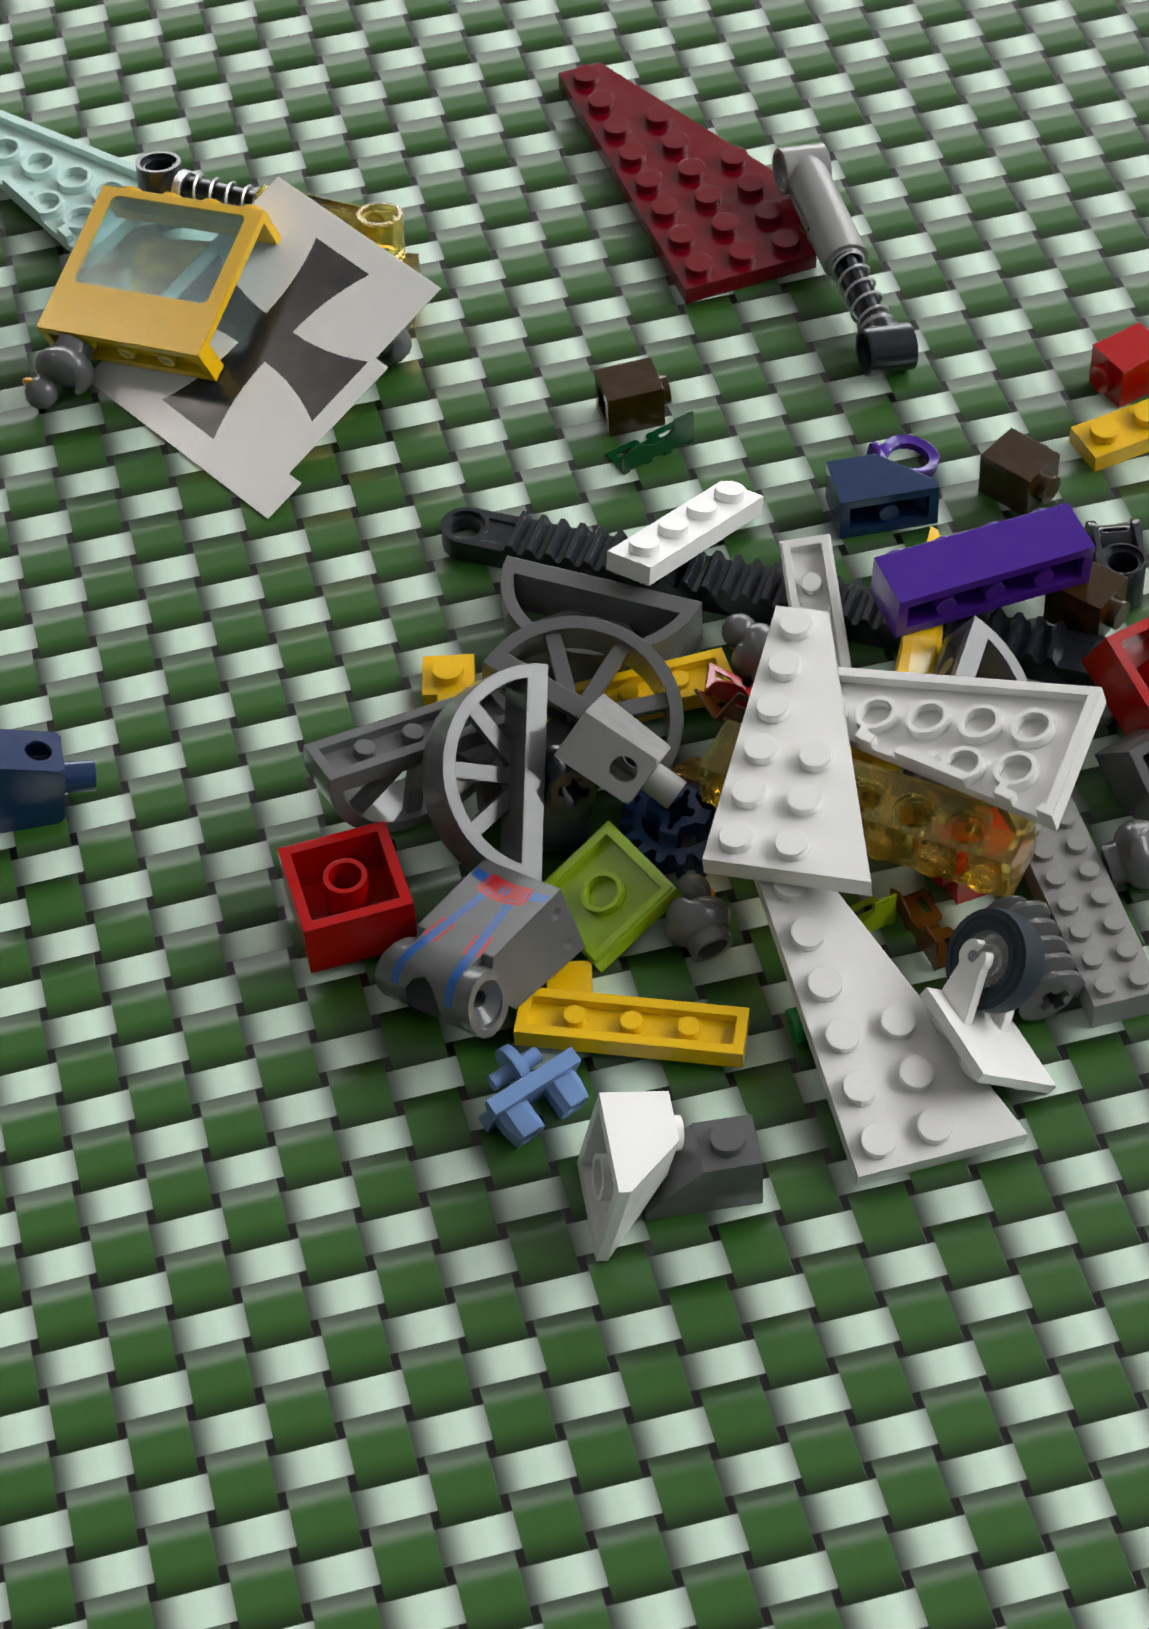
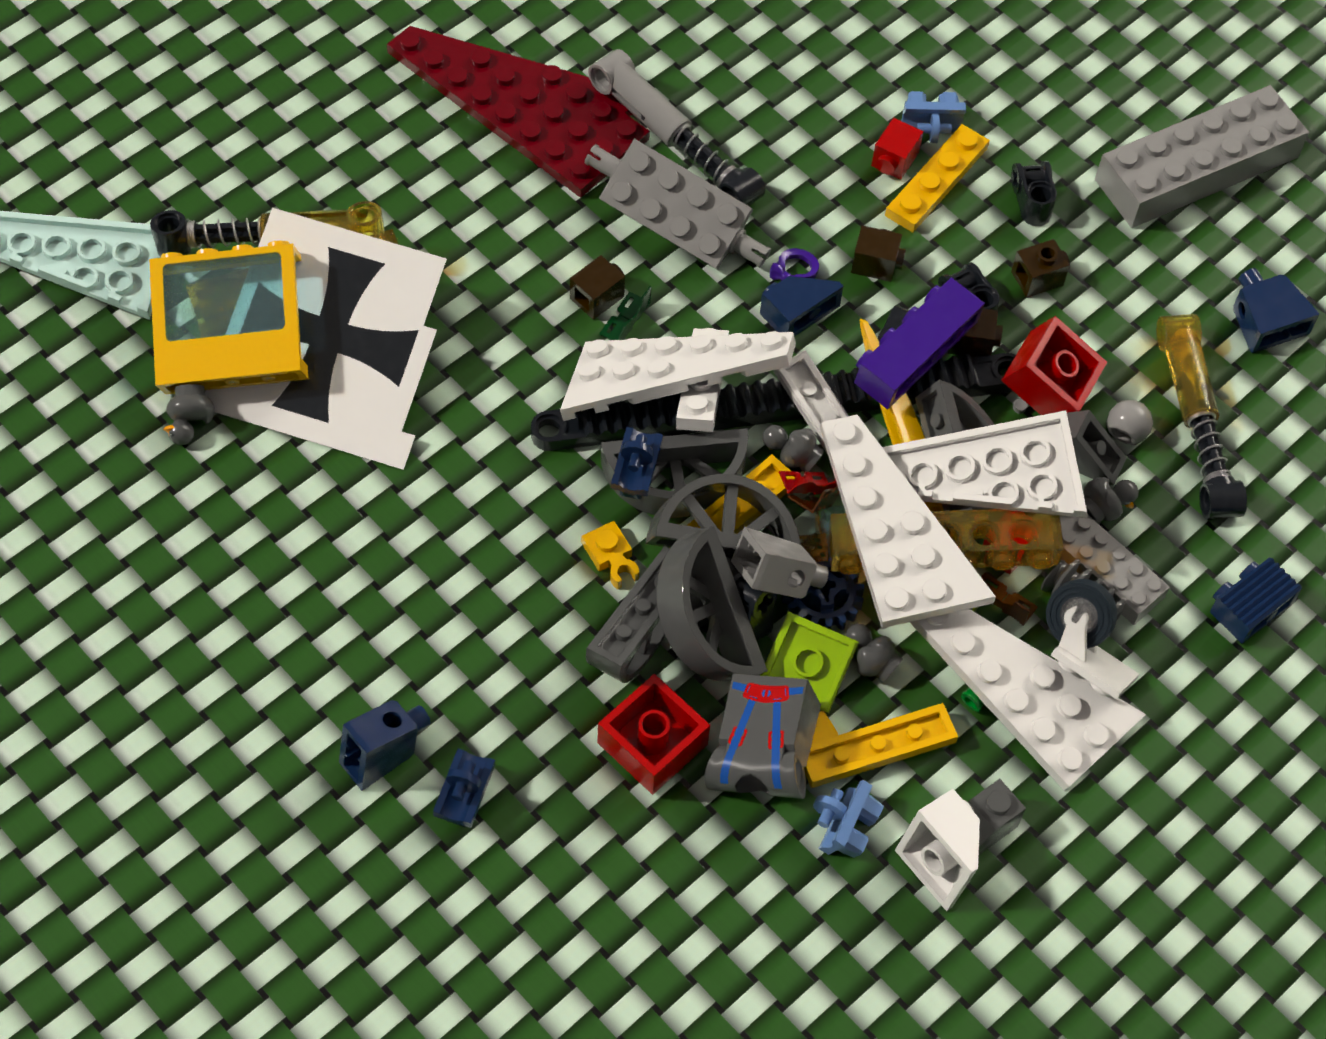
camera: 35 degrees left, 10 degrees up
(83, 869) = (464, 788): none -> dark blue hips
(524, 577) = (636, 463): none -> dark blue hips
(629, 494) = (666, 366): none -> white wing
(789, 338) = (677, 204): none -> light grey plate

